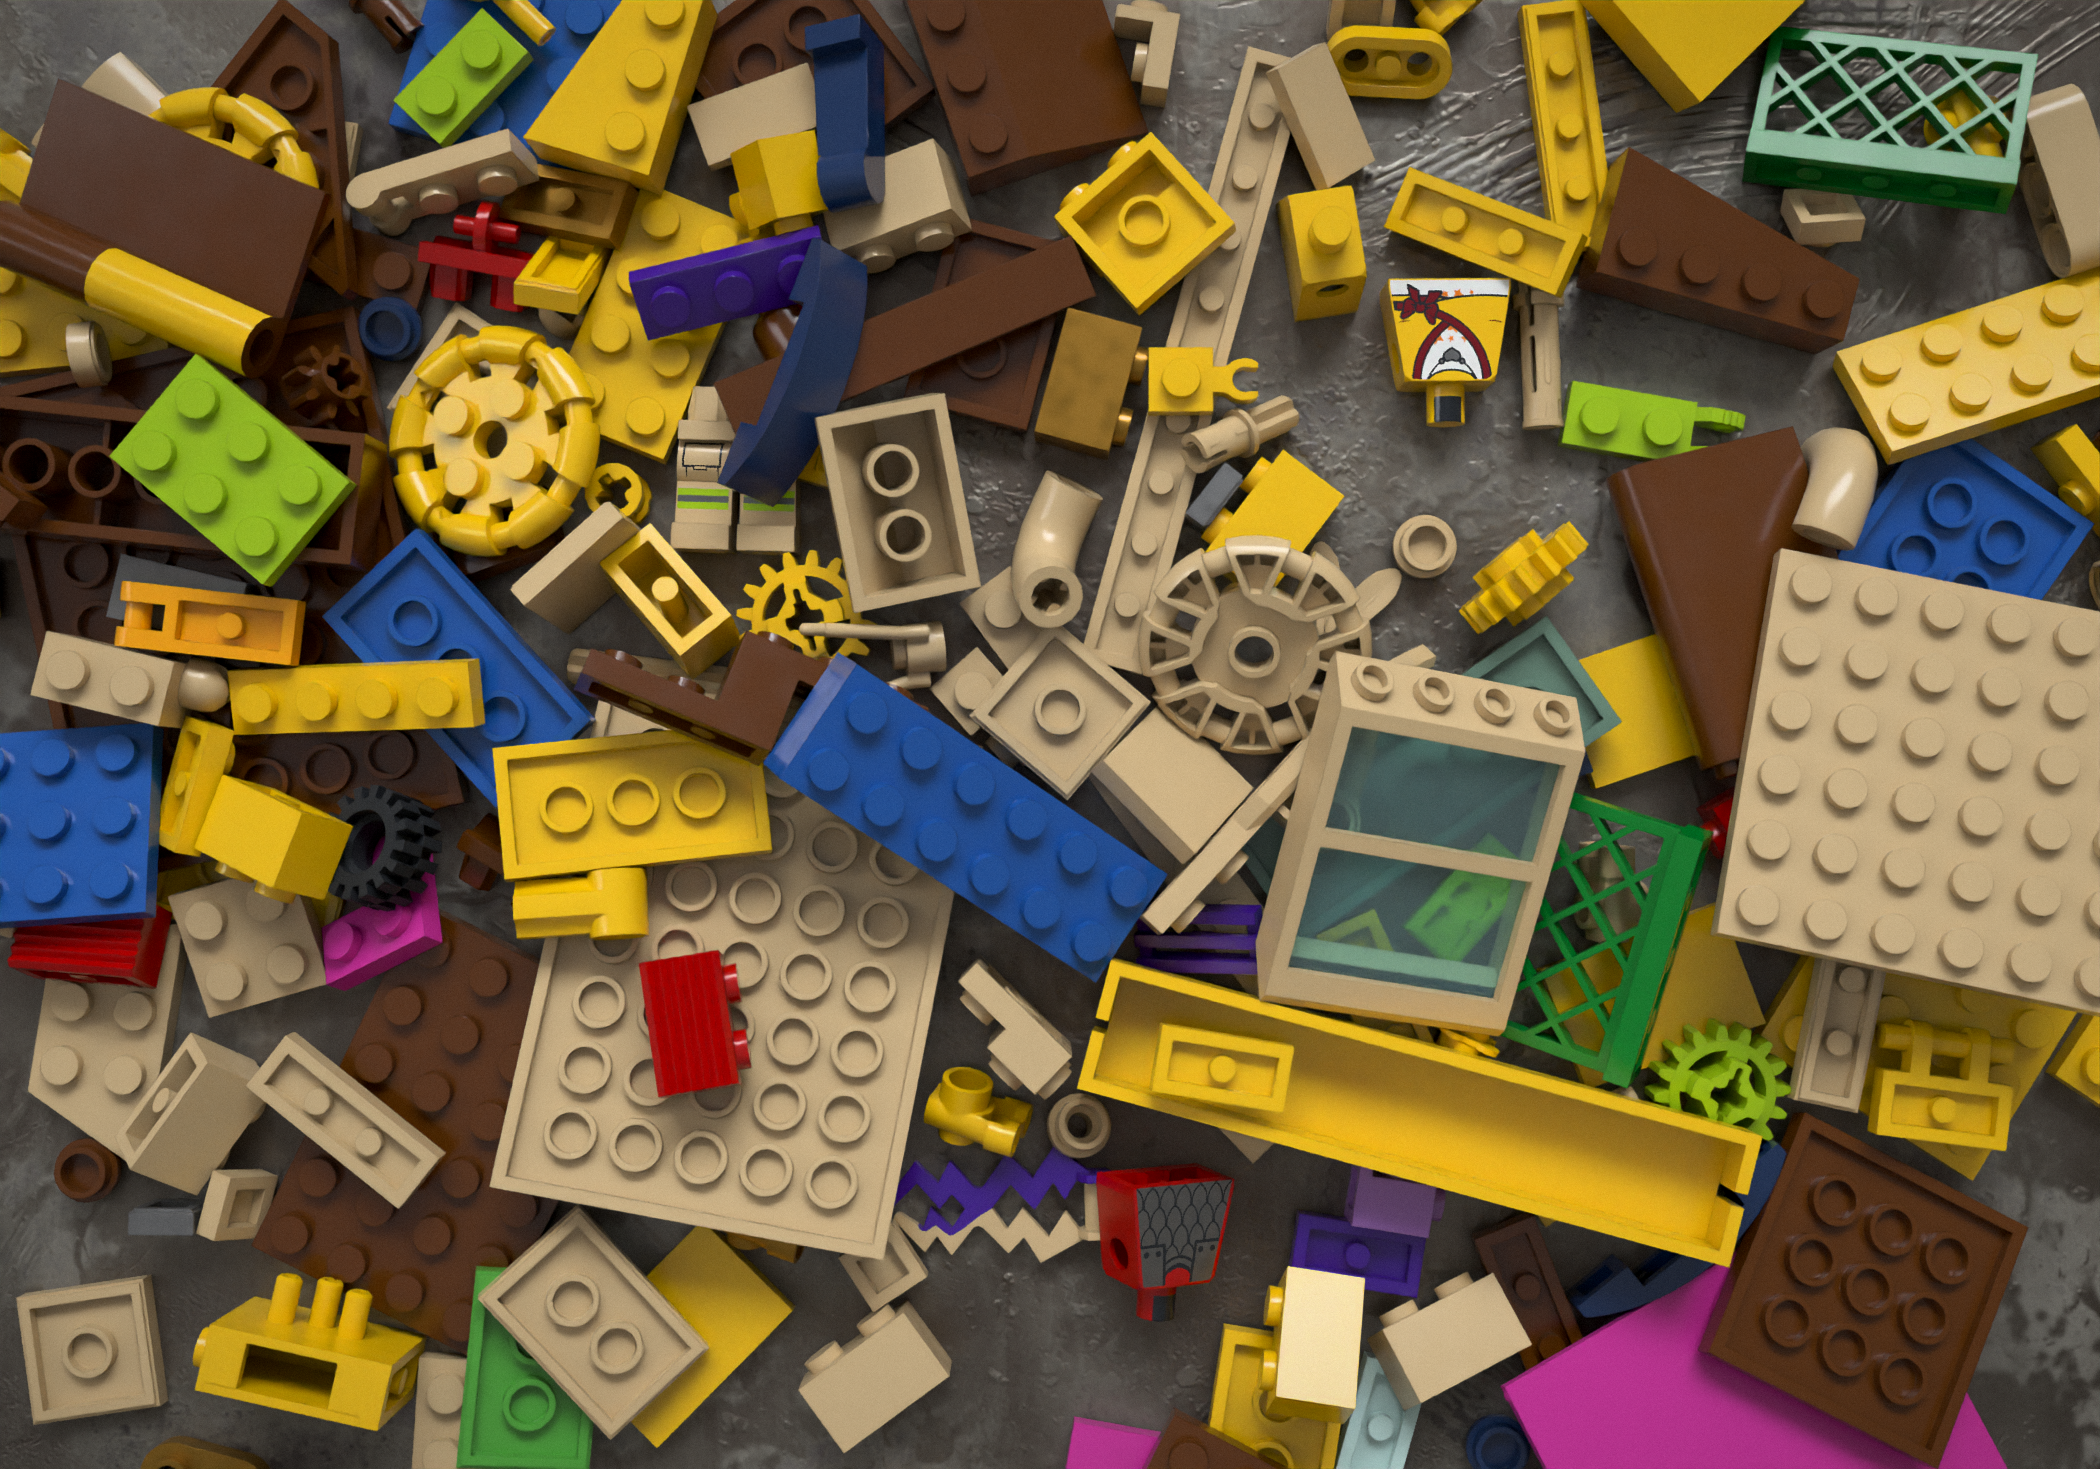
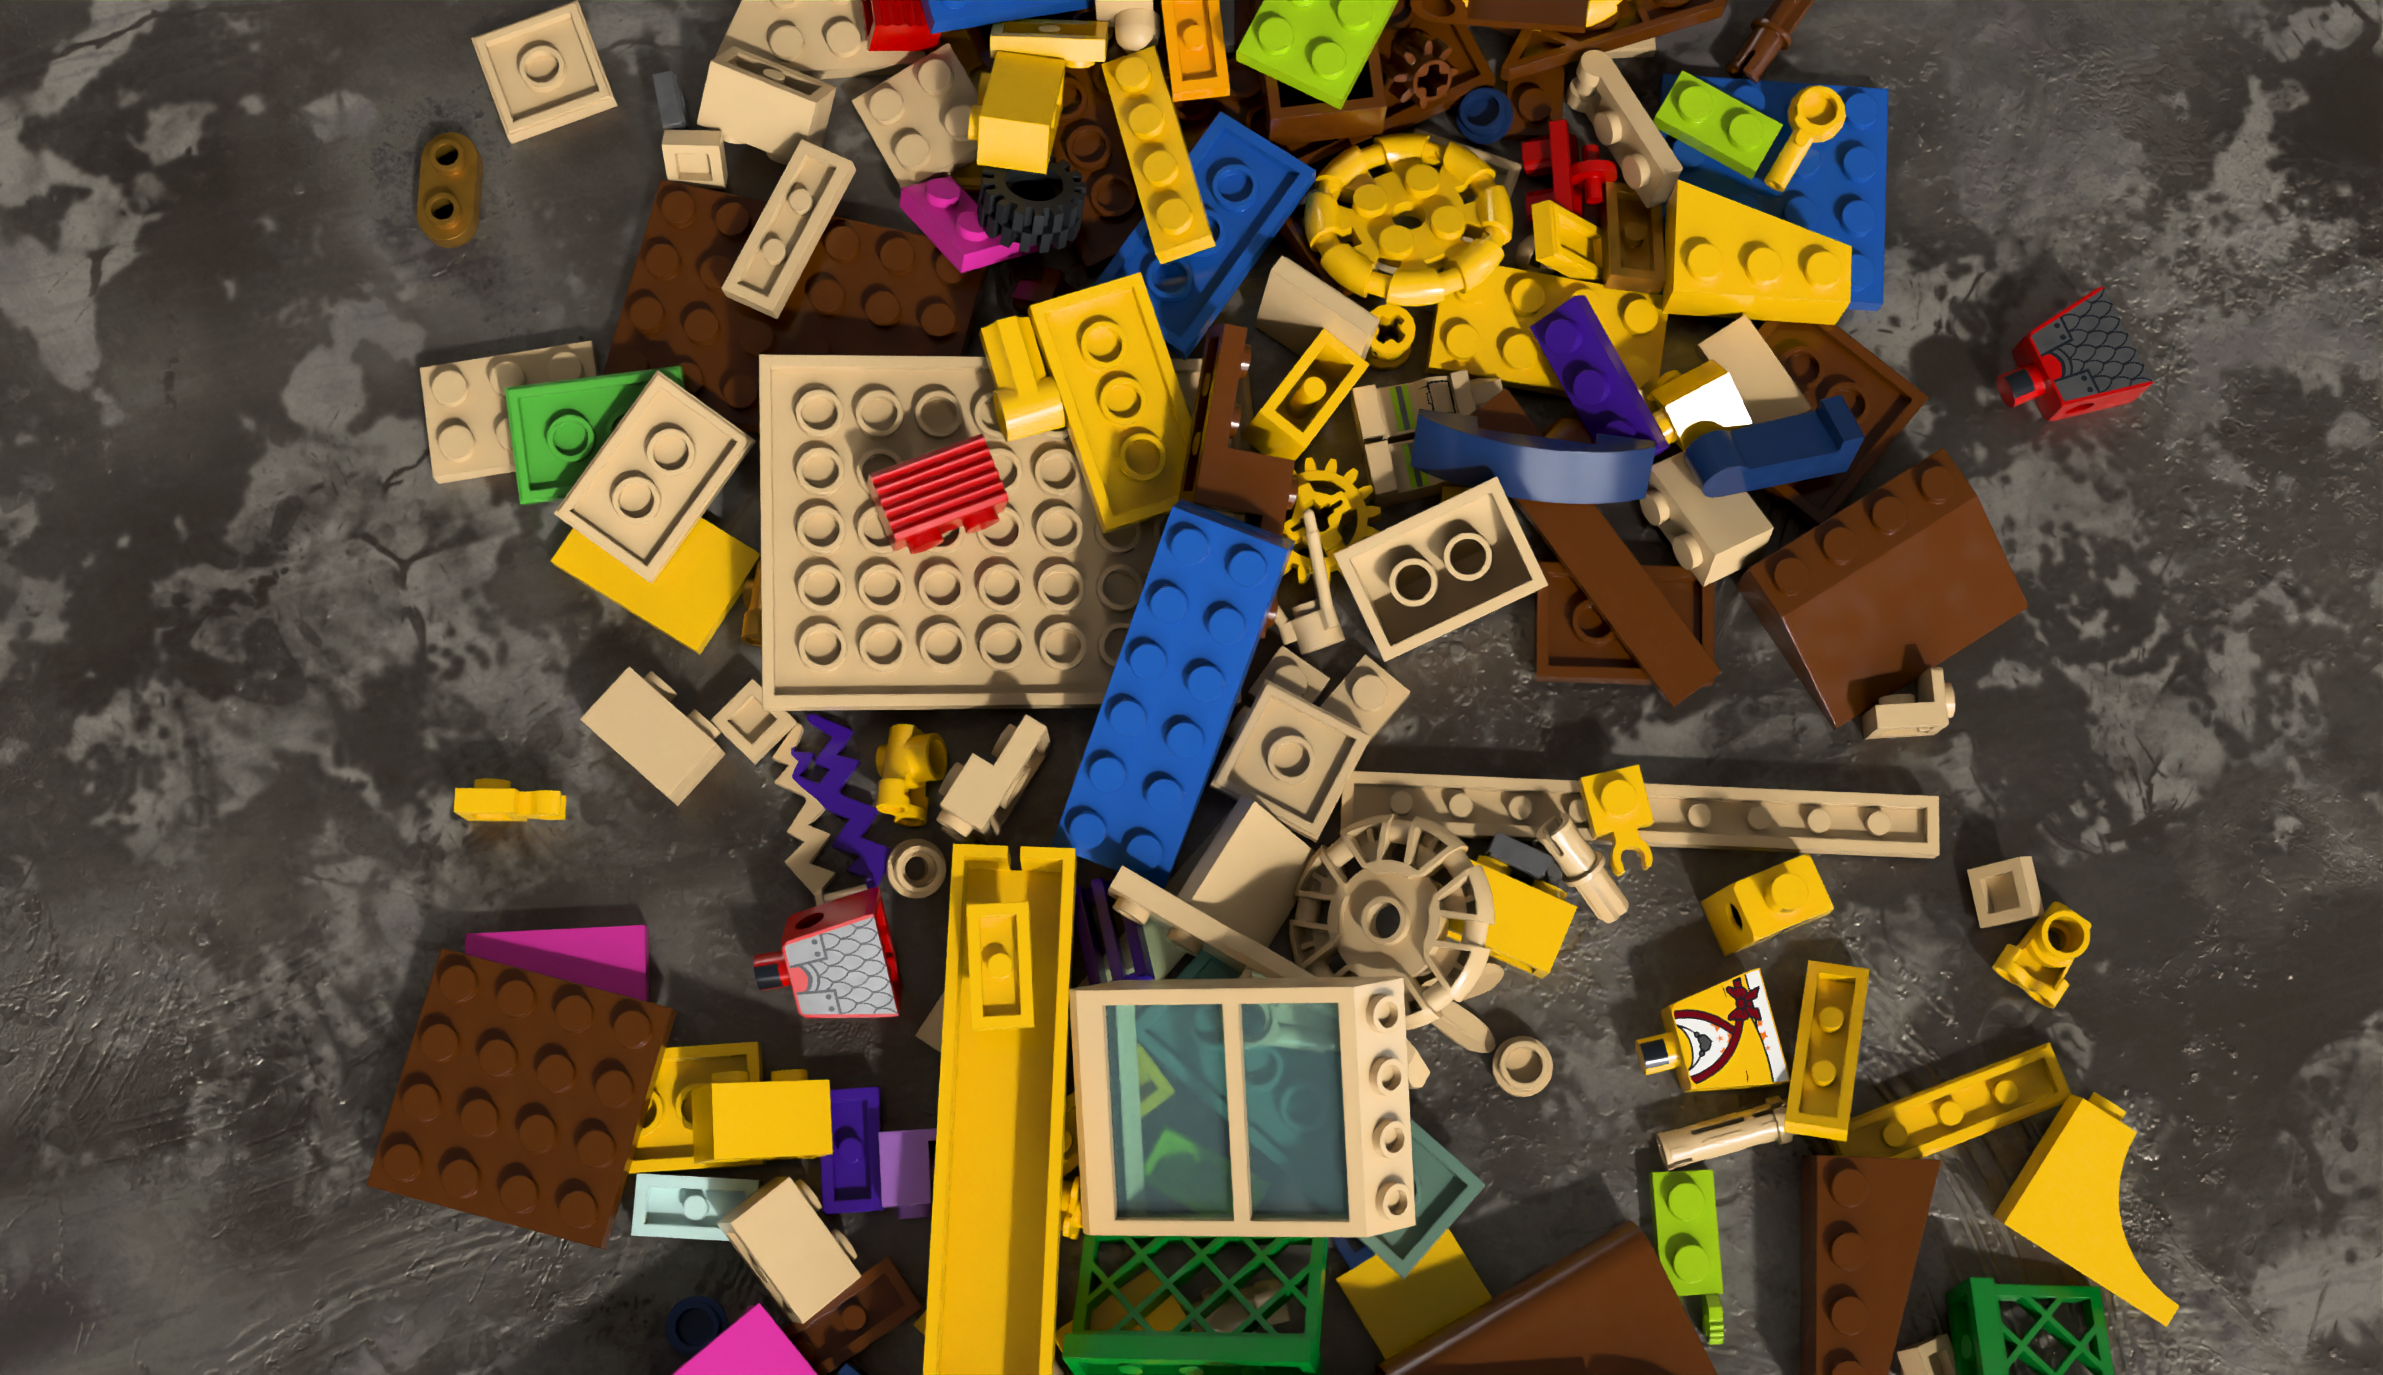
camera: 75 degrees right, 10 degrees down
(87, 1170) = (697, 32): reddish brown plate -> none
(311, 1357) = (578, 247): yellow piece -> none
(1049, 549) = (1434, 721): tan cylinder -> none
(1089, 384) = (1592, 724): pearl gold brick -> none
(1143, 222) = (1750, 735): yellow plate -> none
(1320, 116) = (1893, 875): tan tile -> none
(1386, 66) = (1959, 929): yellow plate -> none
(1523, 577) = (1515, 1155): yellow gear -> none

